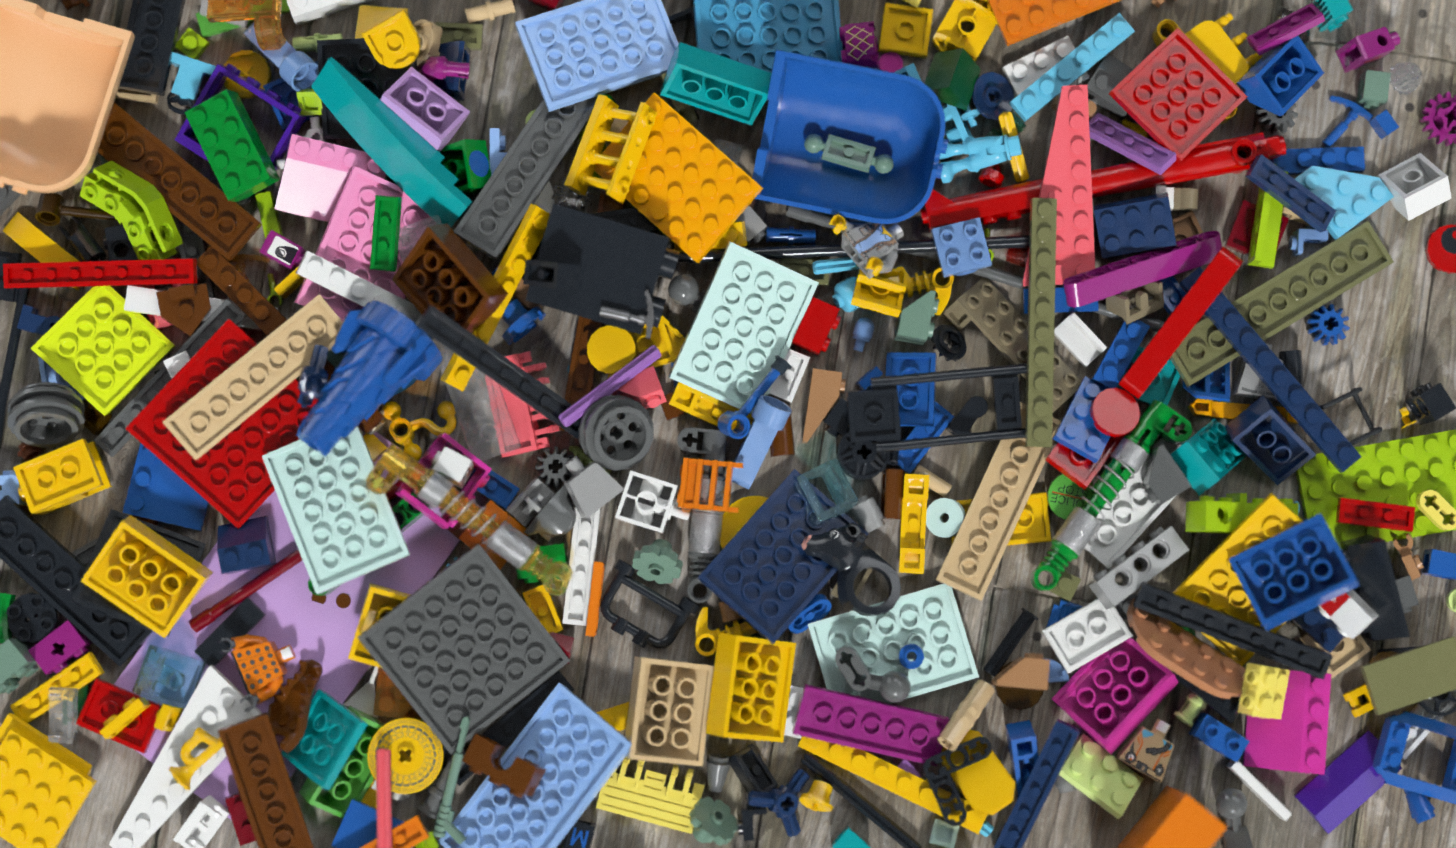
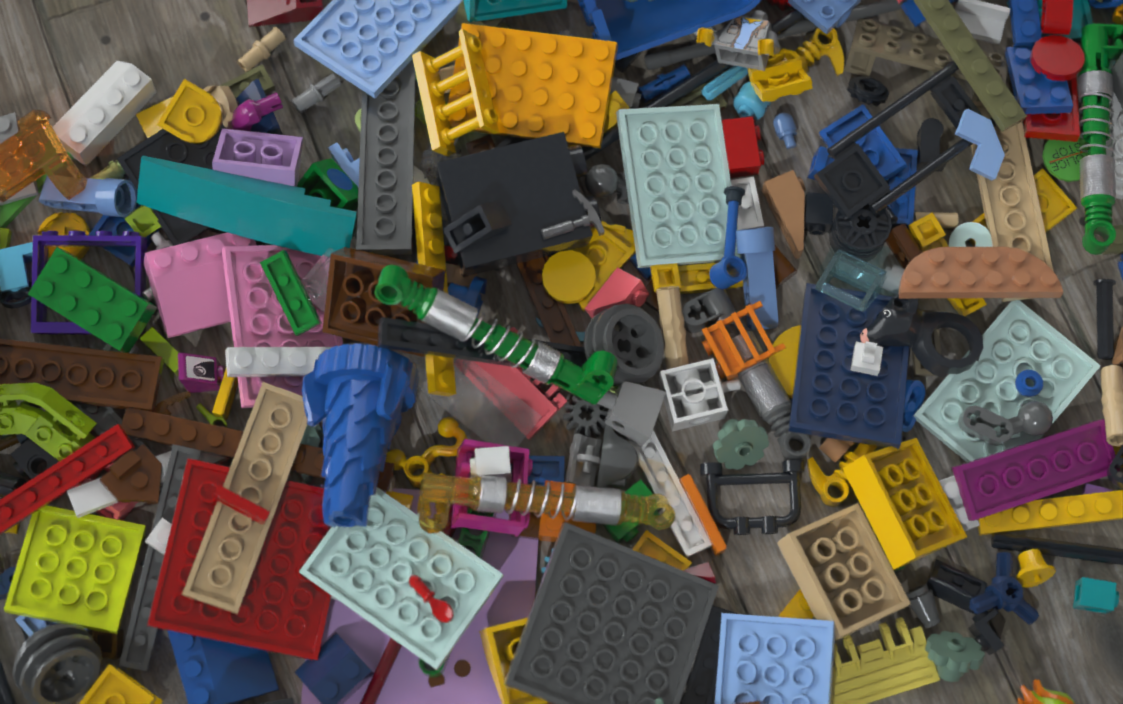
camera: 35 degrees left, 10 degrees down
(244, 382) = (241, 505): none -> red tile
(313, 377) = (305, 463): dark blue bush -> none
(346, 550) = (440, 608): none -> red piece
(490, 342) = (460, 320): none -> green piece
(510, 74) = (316, 93): none -> light grey axle
(610, 385) = (591, 304): medium lavender axle -> none
(664, 440) = (672, 326): none -> tan axle
(796, 559) = (866, 358): none -> white tile
(915, 322) = (830, 86): sand green slope -> none
(925, 548) = (978, 274): none -> nougat plate
(1005, 455) = (981, 132): none -> light blue tile

